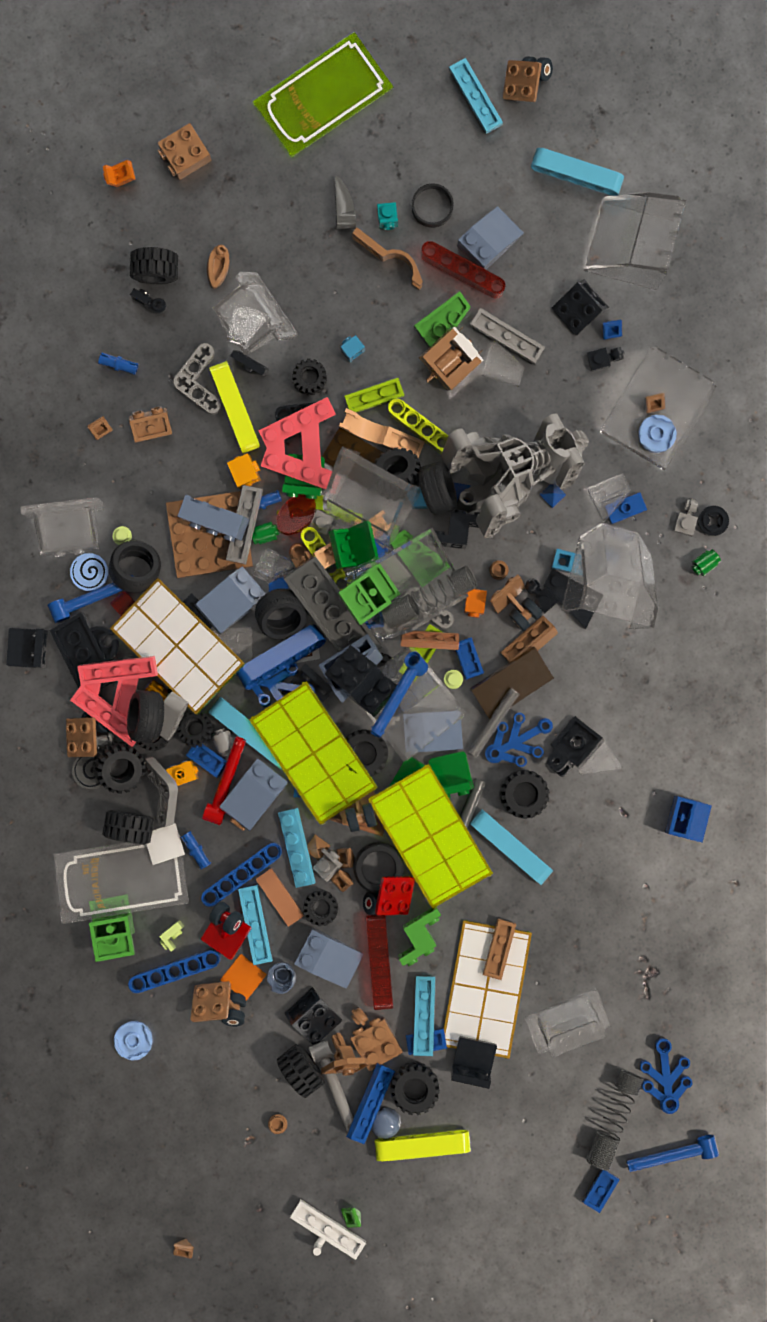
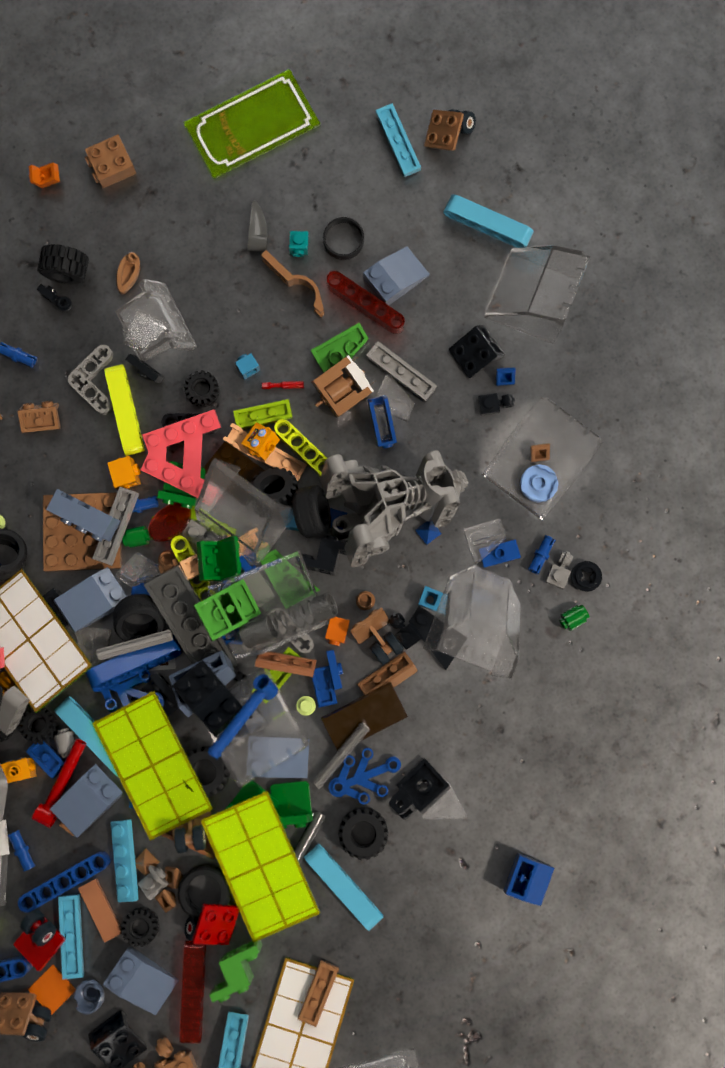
camera: 15 degrees right, 5 degrees down
(280, 639) = (134, 645): none -> light grey axle
(376, 423) = (260, 441): none -> light orange head
(391, 363) = (284, 385): none -> red piece
(478, 640) = (335, 668): none -> blue plate
(495, 389) = (382, 421): none -> blue window
(667, 504) = (541, 554): none -> blue pin

